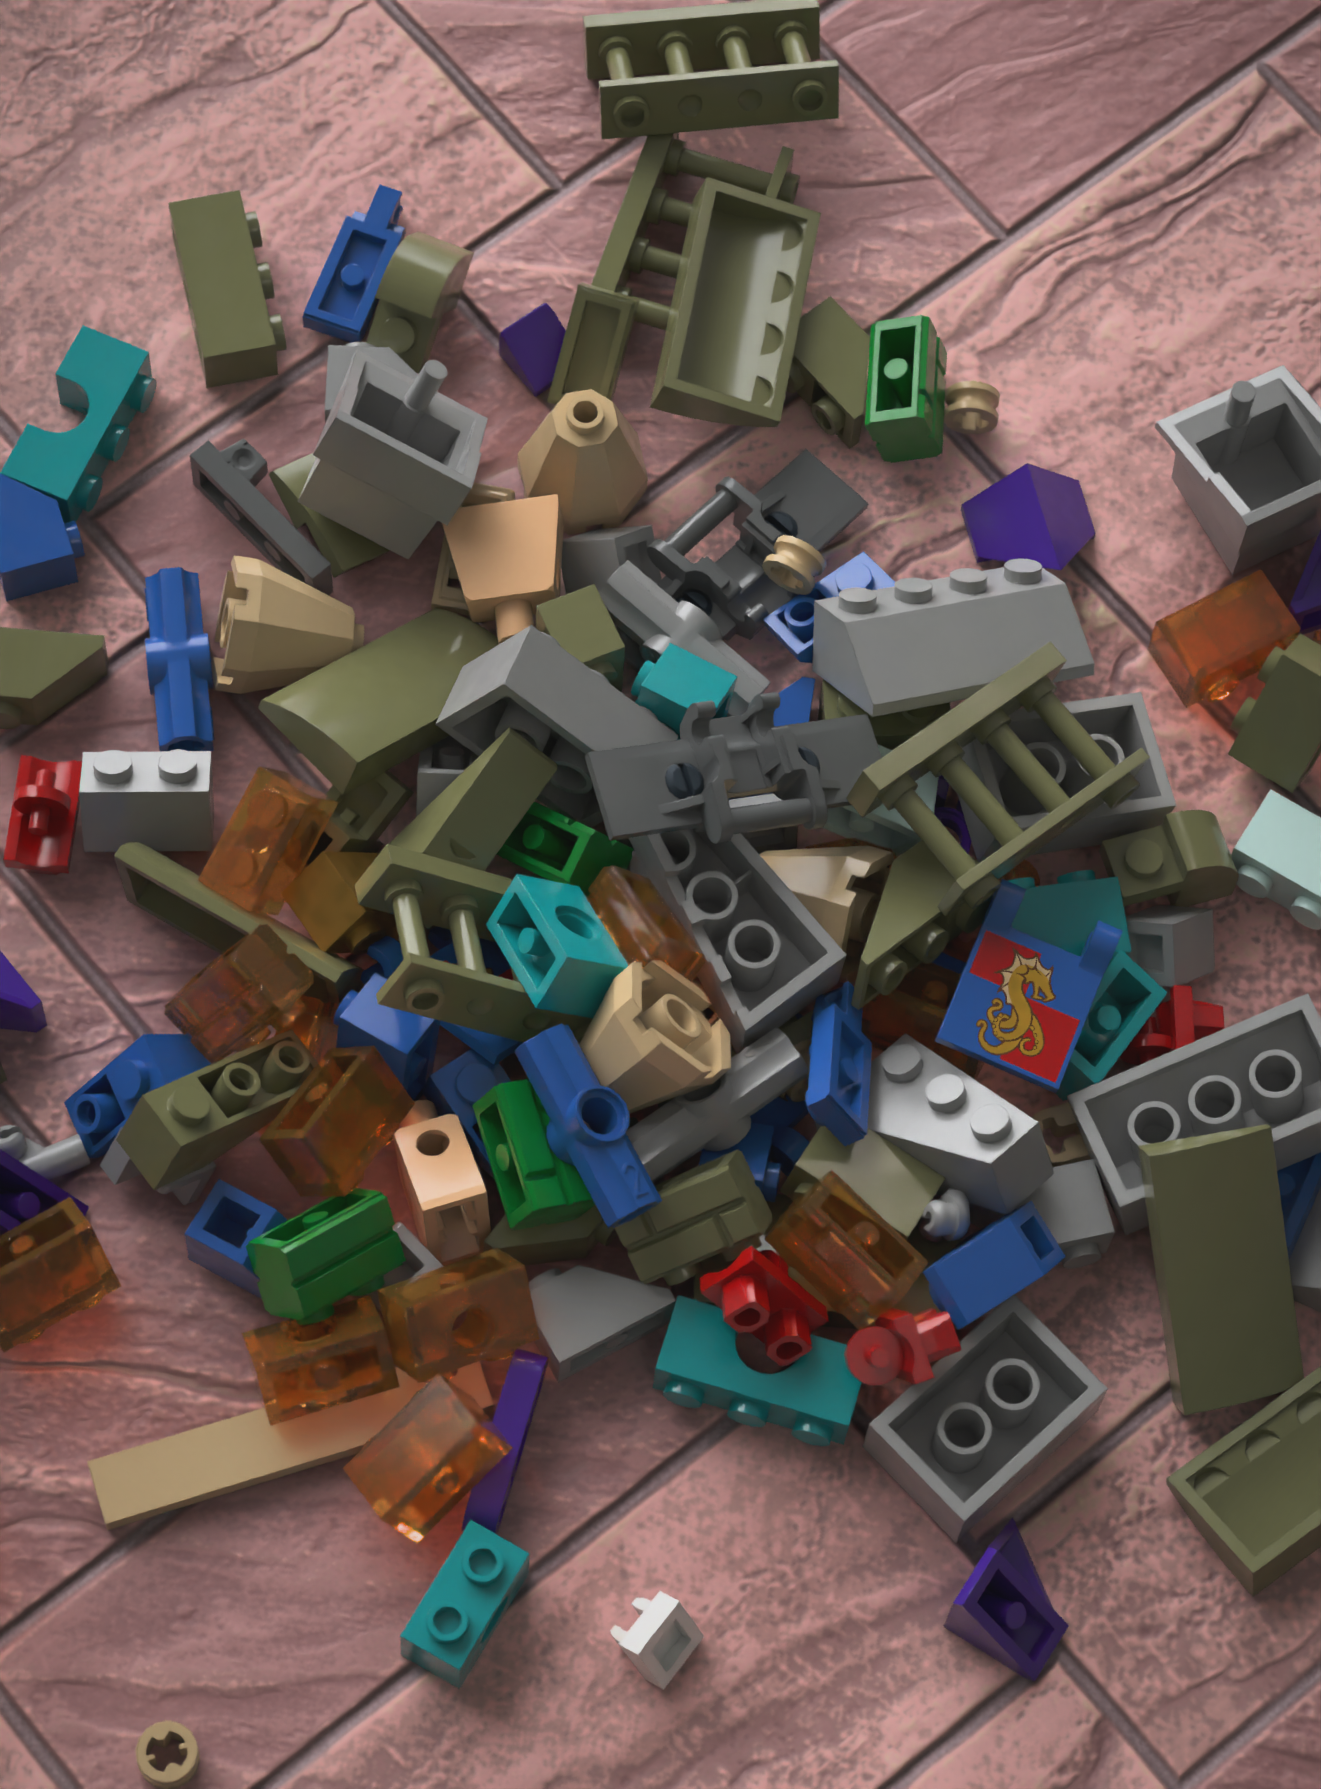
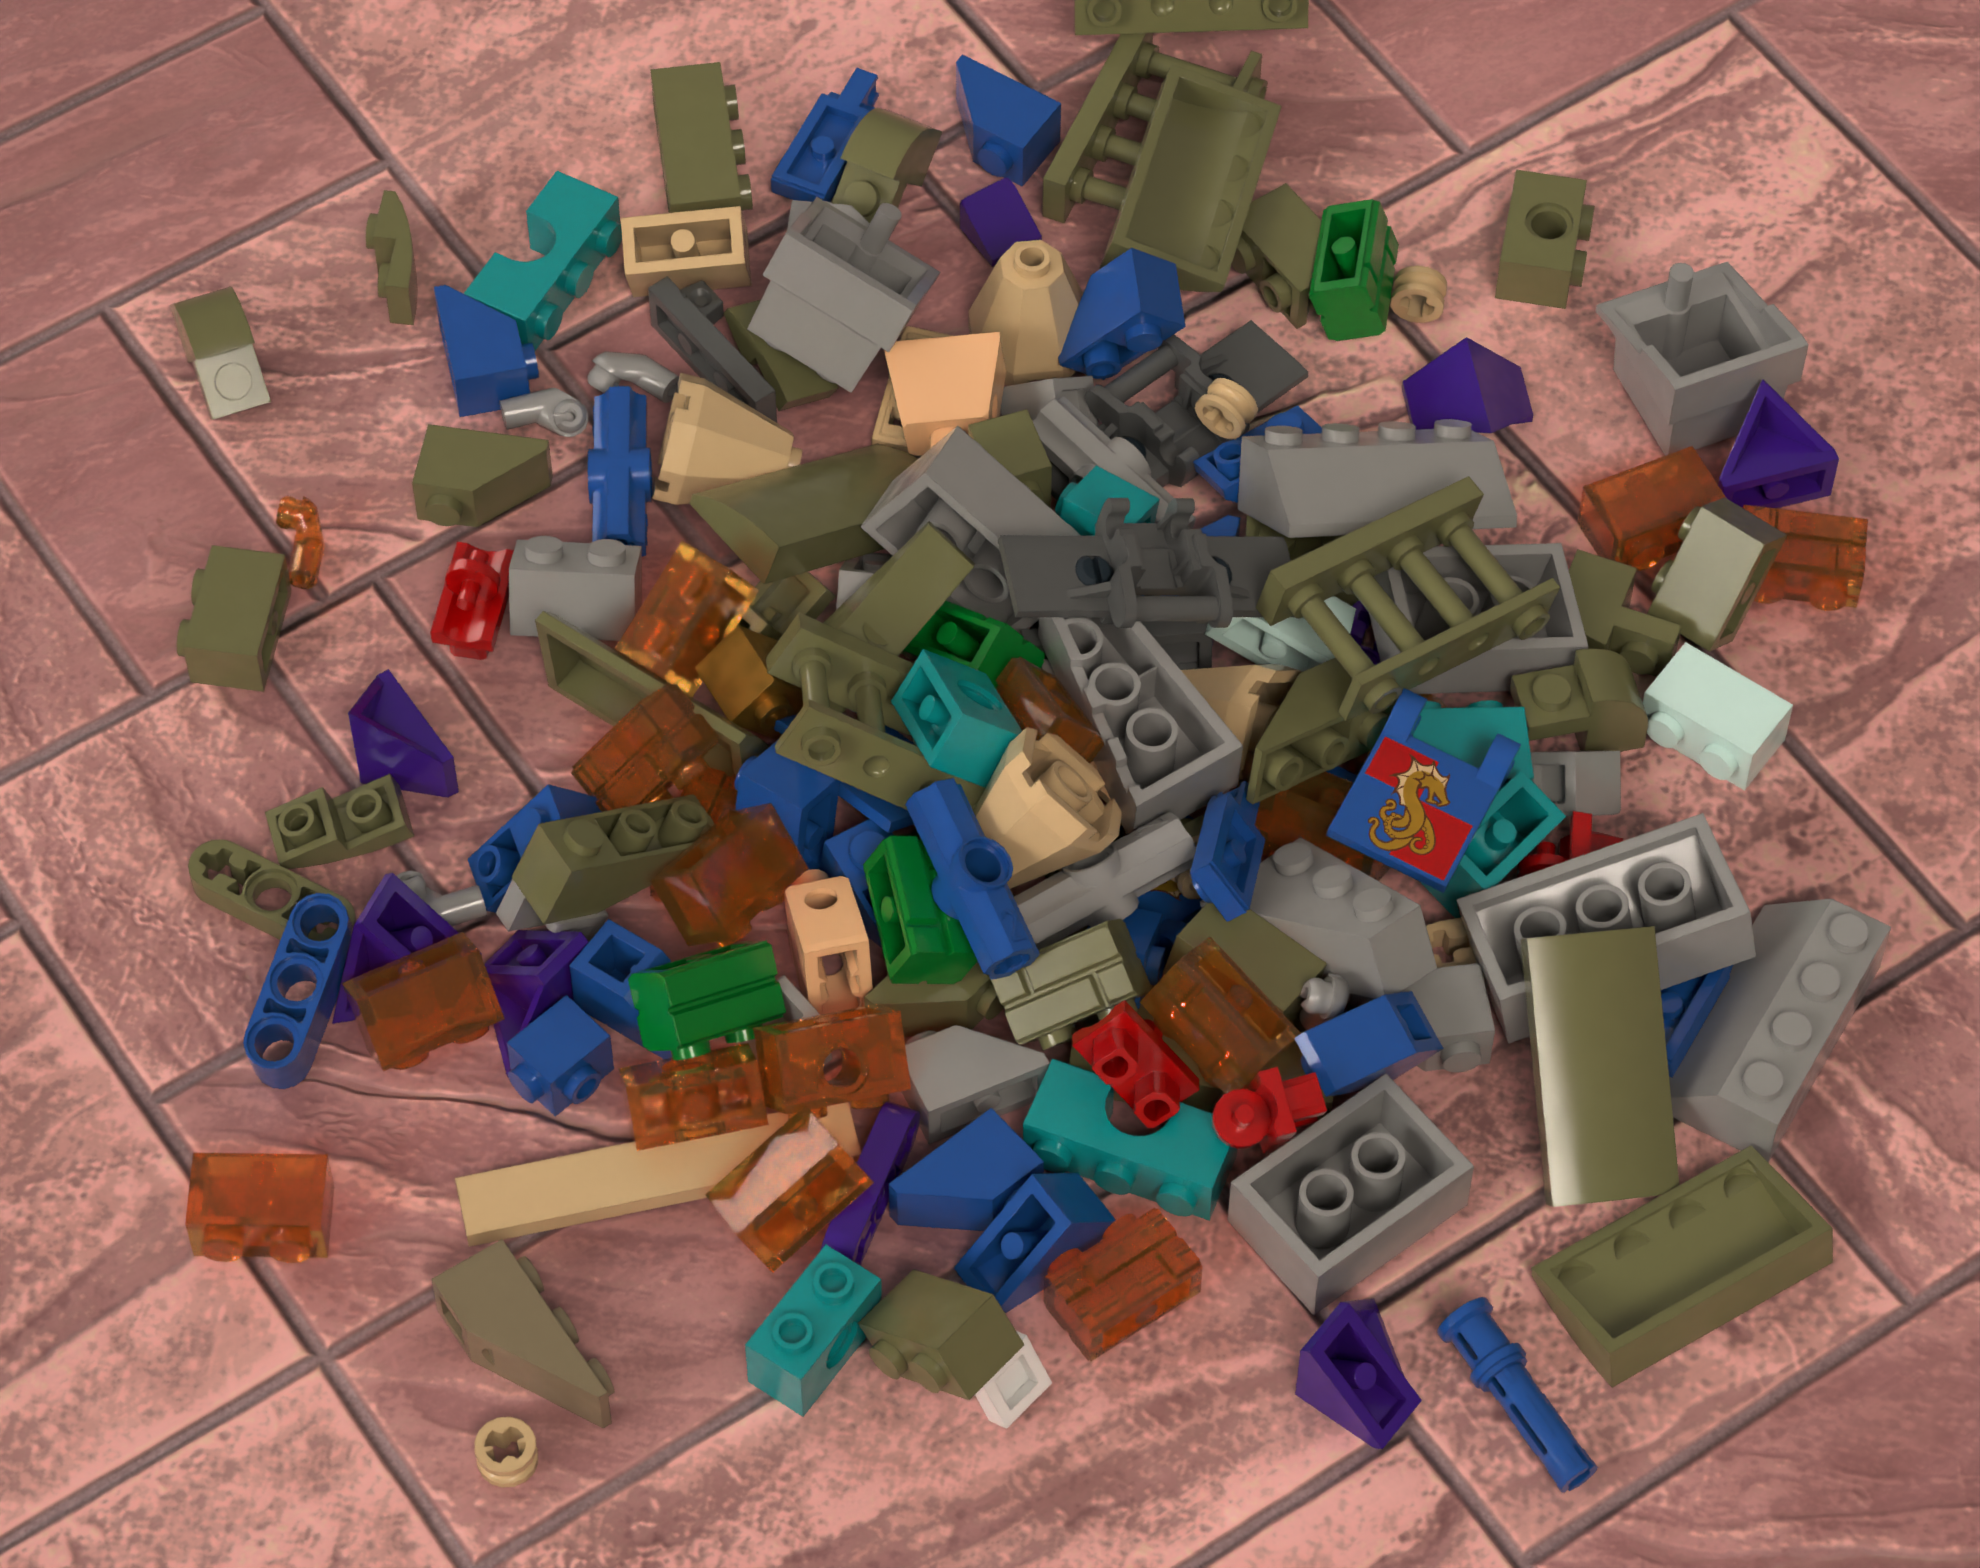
camera: 10 degrees right, 10 degrees down
(97, 589) = (547, 408): none -> light grey arm
(143, 1243) = (531, 977): none -> dark purple slope
(159, 1624) = (509, 1329): none -> dark tan slope
(180, 538) = (635, 368): none -> light grey arm
(180, 1323) = (560, 1057): none -> blue brick
(224, 408) = (687, 249): none -> tan brick
(535, 235) = (1005, 121): none -> blue slope
(592, 1607) = (940, 1335): none -> olive brick
(594, 342) = (1055, 205): olive tile -> none
(608, 1426) = (965, 1178): none -> blue slope
(675, 1489) = (1030, 1232): none -> blue slope
(680, 459) = (1123, 314): none -> blue slope
(764, 1526) = (1121, 1282): none -> clear orange brick
(1087, 370) = (1542, 238): none -> olive brick
(1145, 1591) = (1501, 1370): none -> blue pin
(1196, 777) = (1603, 599): none -> olive brick

